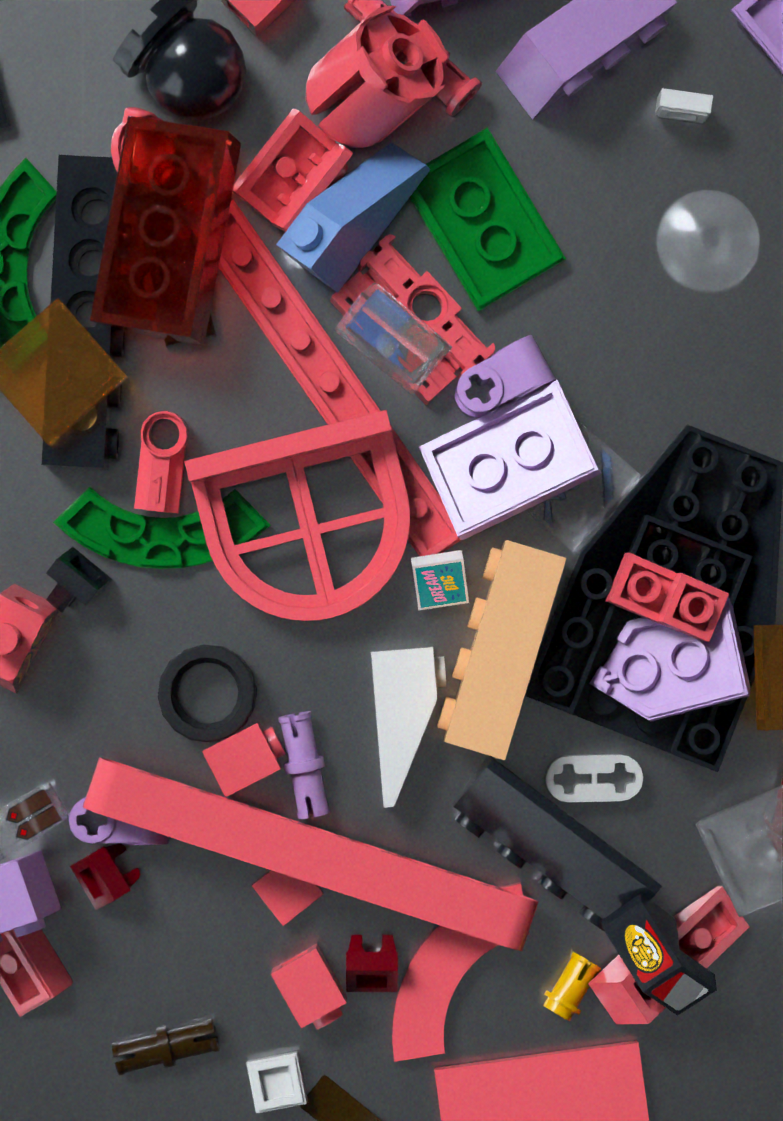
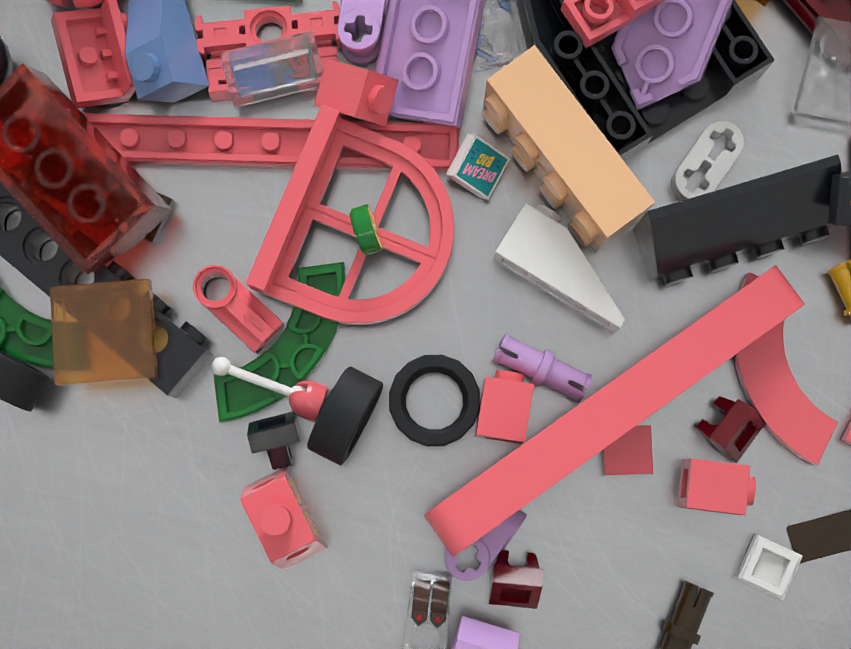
camera: 50 degrees left, 5 degrees down
(127, 579) = (304, 397): none -> hinge
(136, 627) = (344, 415): none -> black tyre
(306, 528) = (365, 229): none -> green tile
(423, 428) = (356, 91): none -> coral brick

